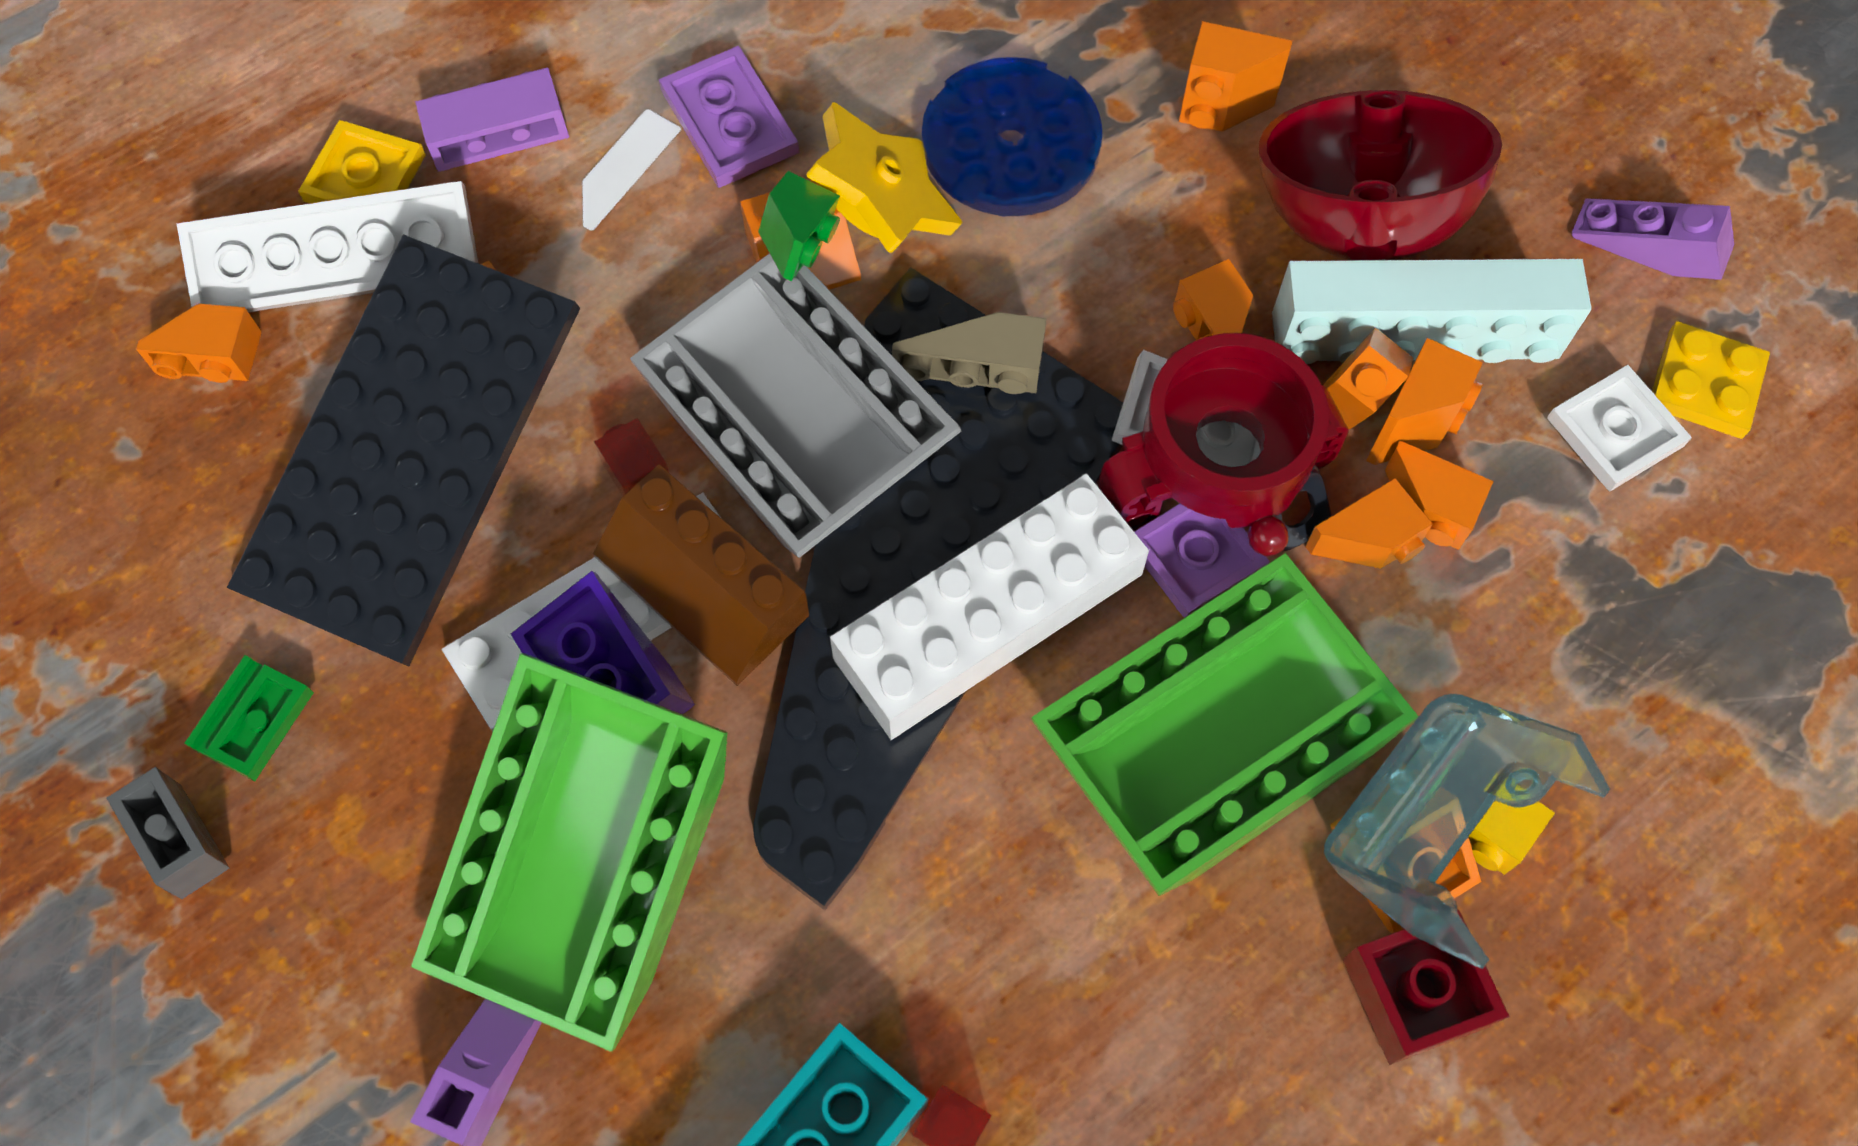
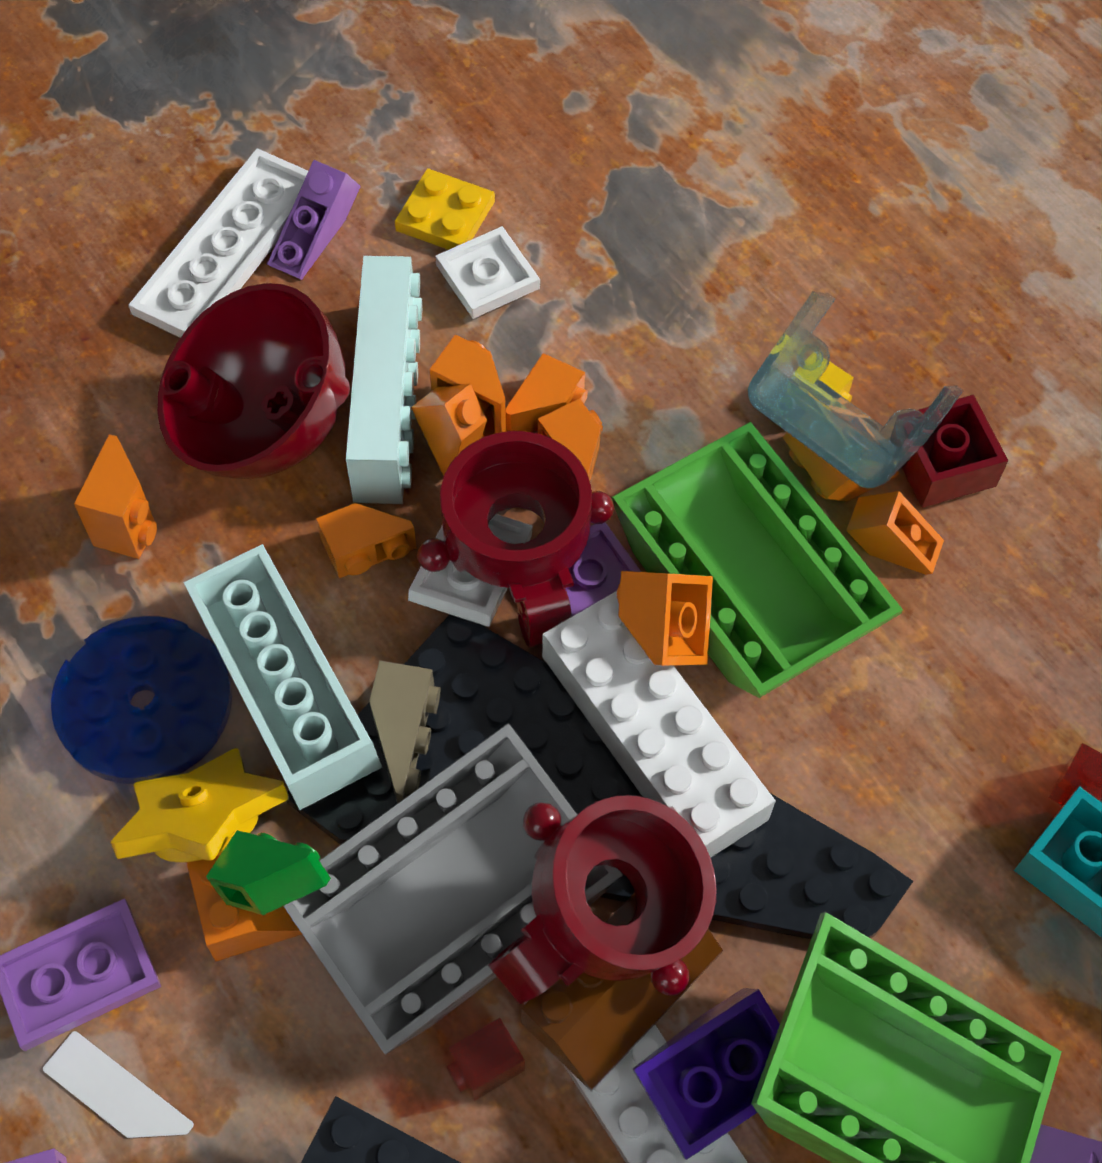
camera: 90 degrees left, 5 degrees down
(698, 479) = (671, 887): none -> dark red piece
(1033, 237) = (283, 677): none -> light aqua brick
(1116, 601) = (667, 615): none -> orange slope
(1292, 916) = (895, 532): none -> orange slope
(1602, 147) = (222, 244): none -> white plate

